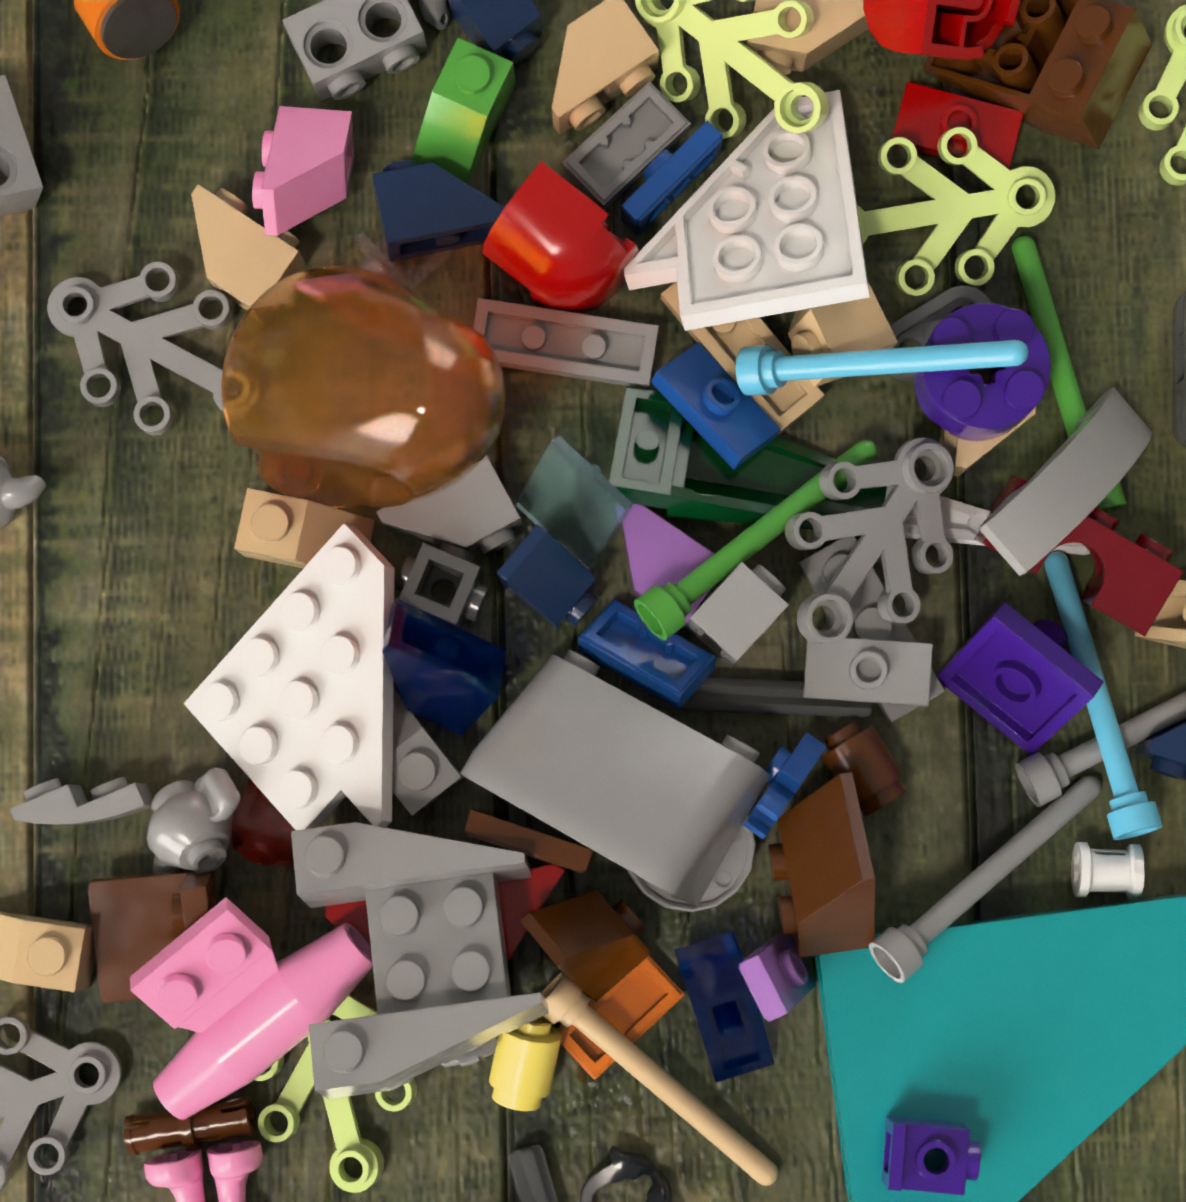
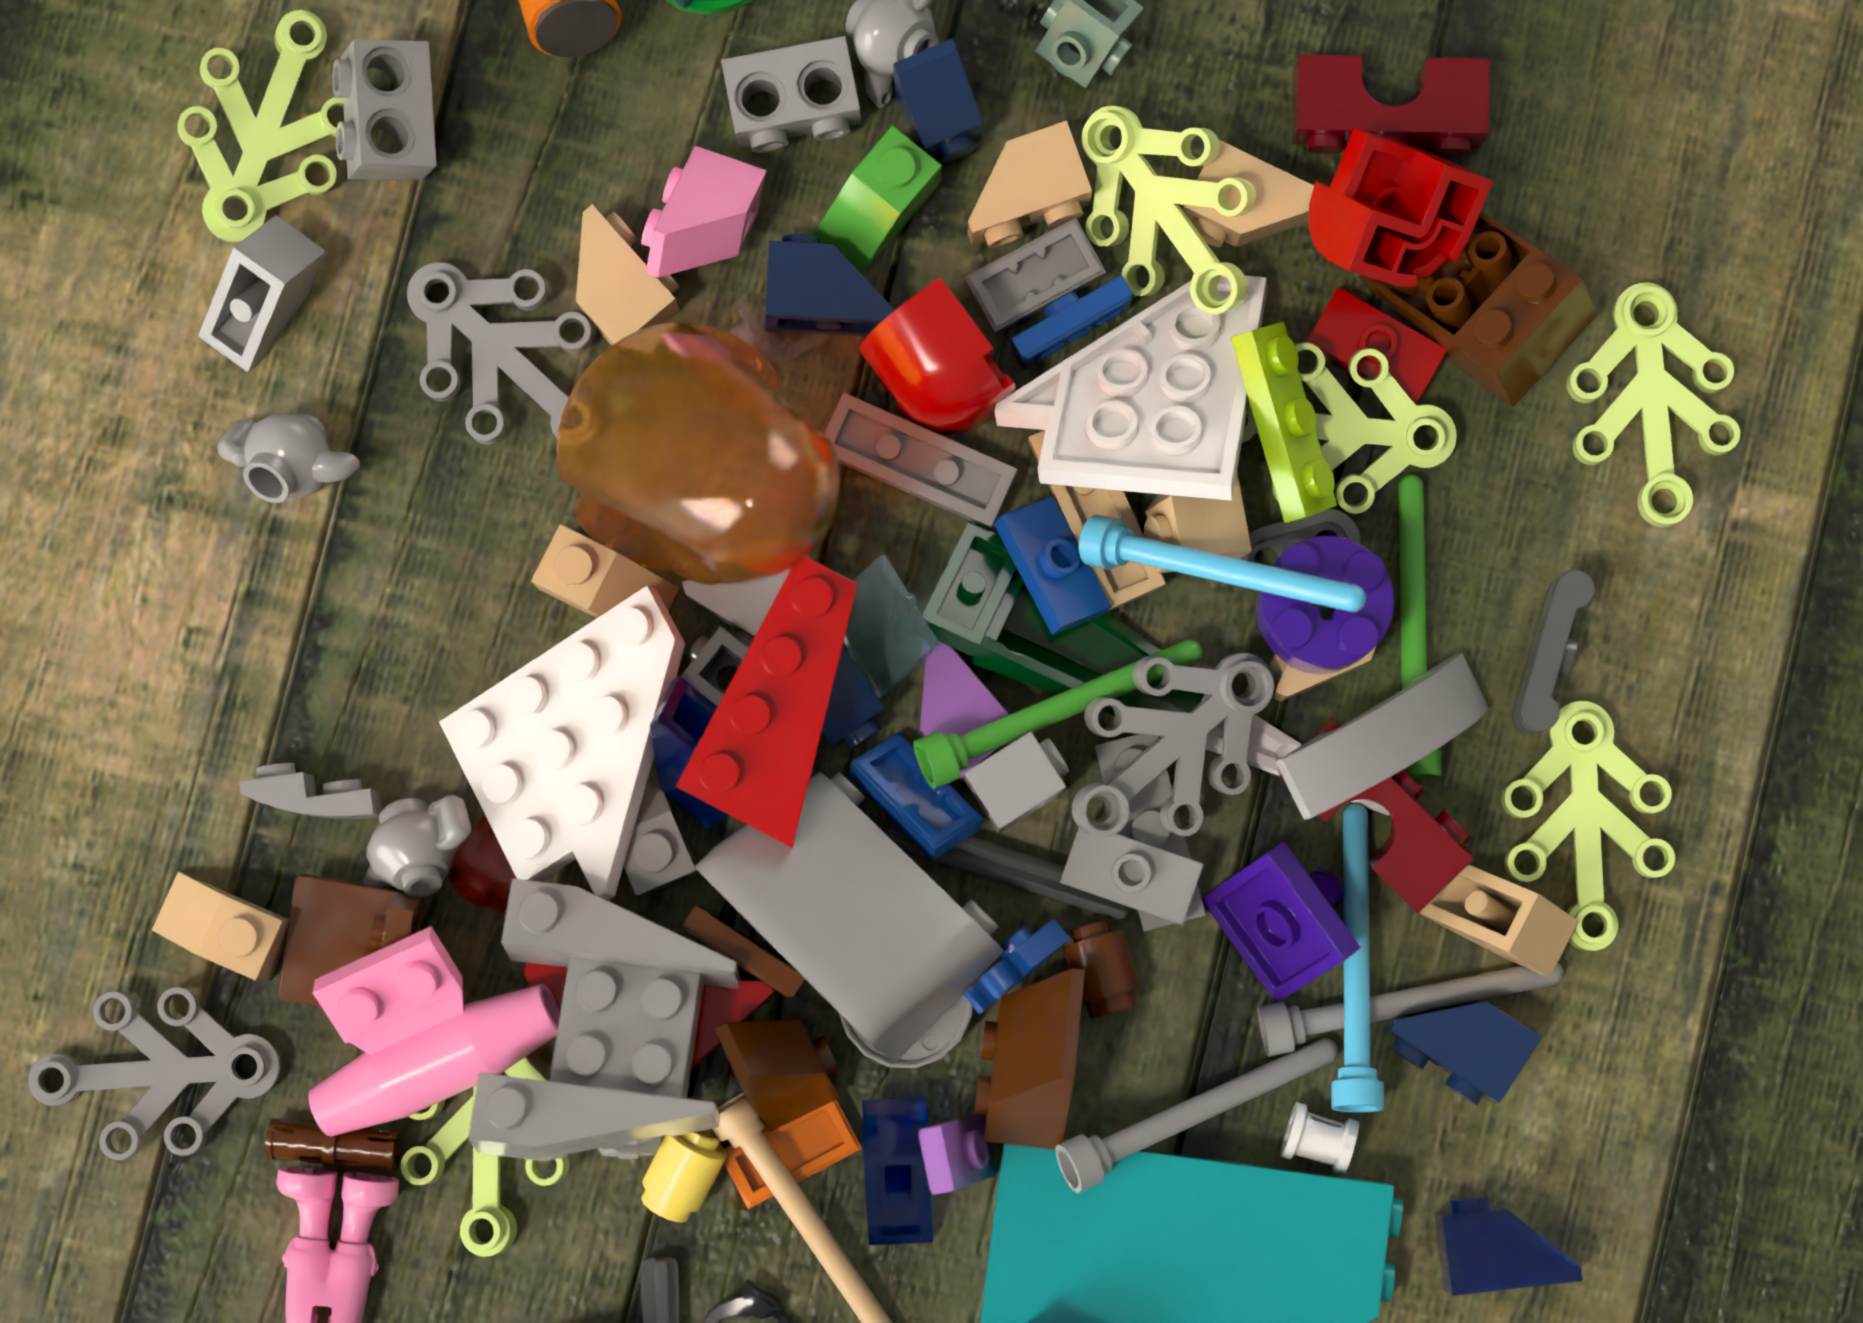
camera: 15 degrees right, 0 degrees up
(494, 613) = (771, 718): none -> red wing
(896, 213) = (1284, 421): none -> lime plate

